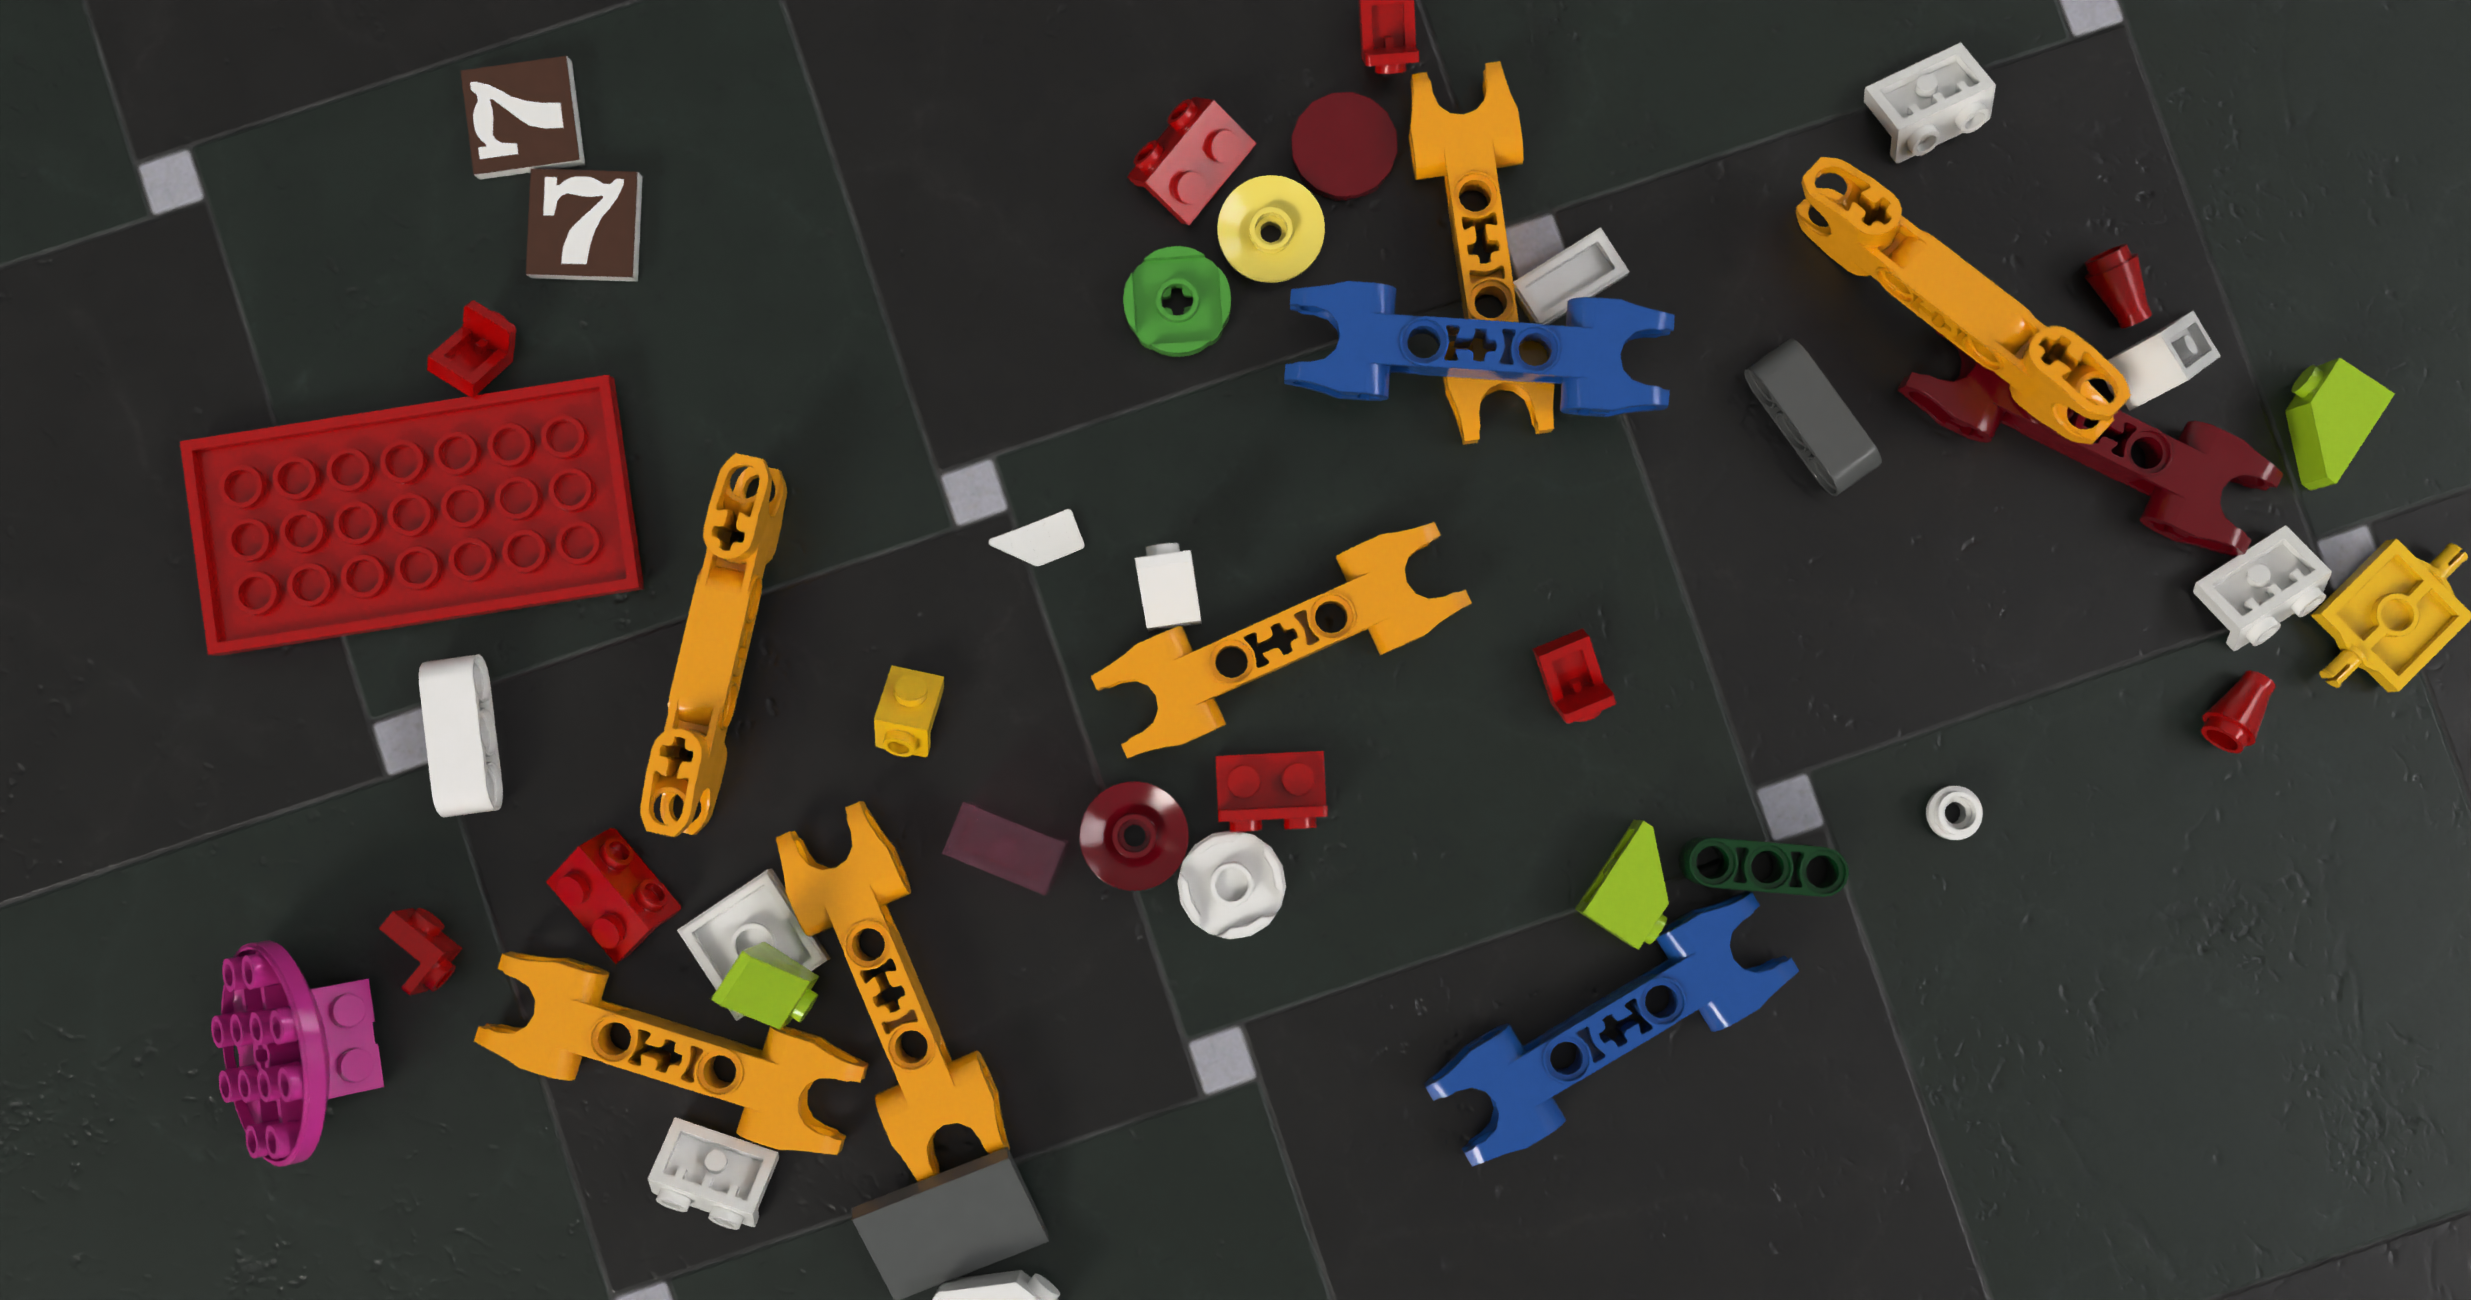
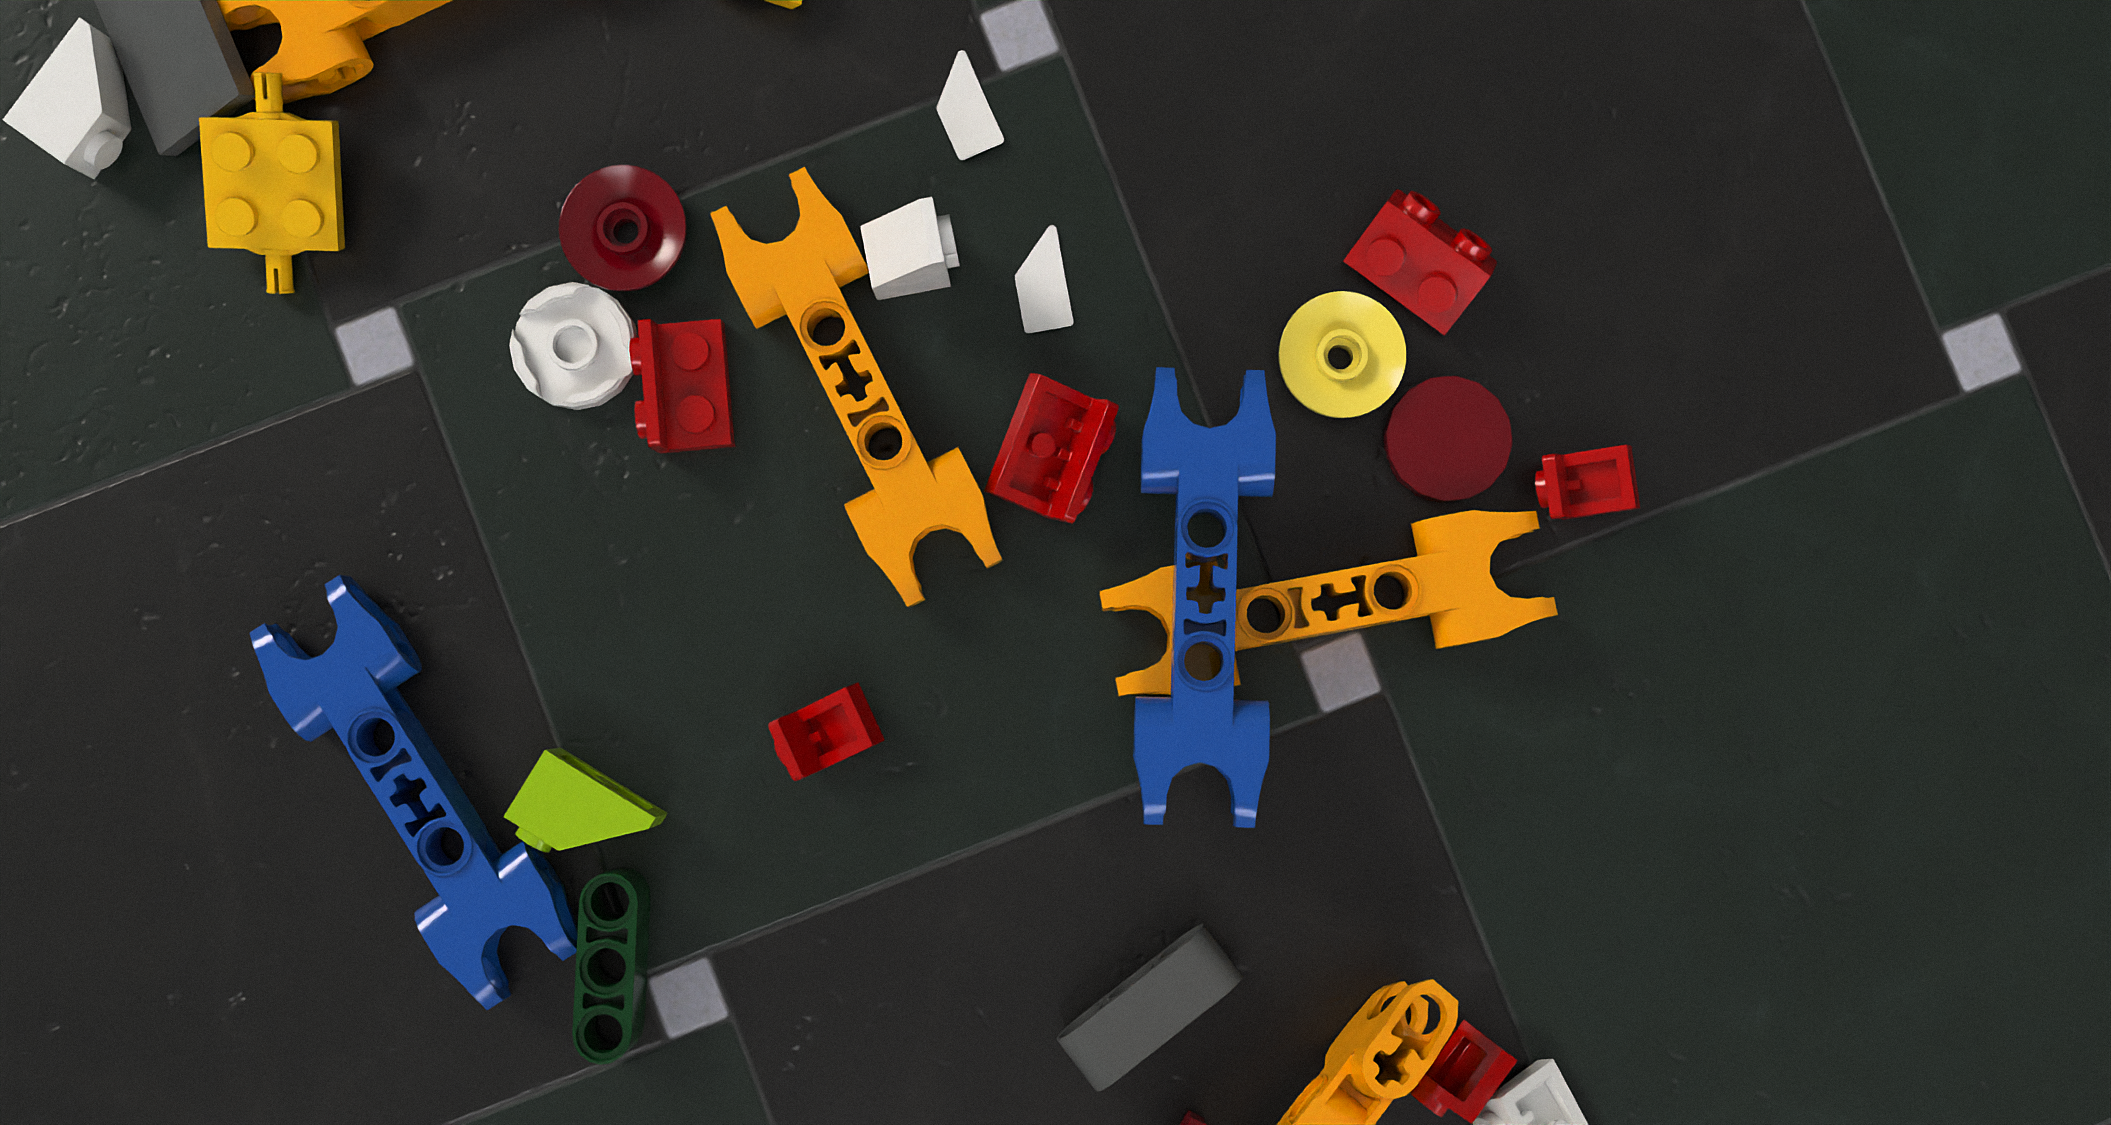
camera: 85 degrees right, 0 degrees up
(1005, 848) = (599, 79): clear pink panel -> none
(1082, 1137) = (272, 183): none -> yellow plate
(1197, 481) = (1043, 287): none -> white sticker
(1198, 279) = (1274, 223): bright green plate -> none
(1341, 475) = (1052, 449): none -> red bracket
(1574, 273) = (1303, 712): white tile -> none
(1878, 155) = (1464, 1074): none -> red bracket

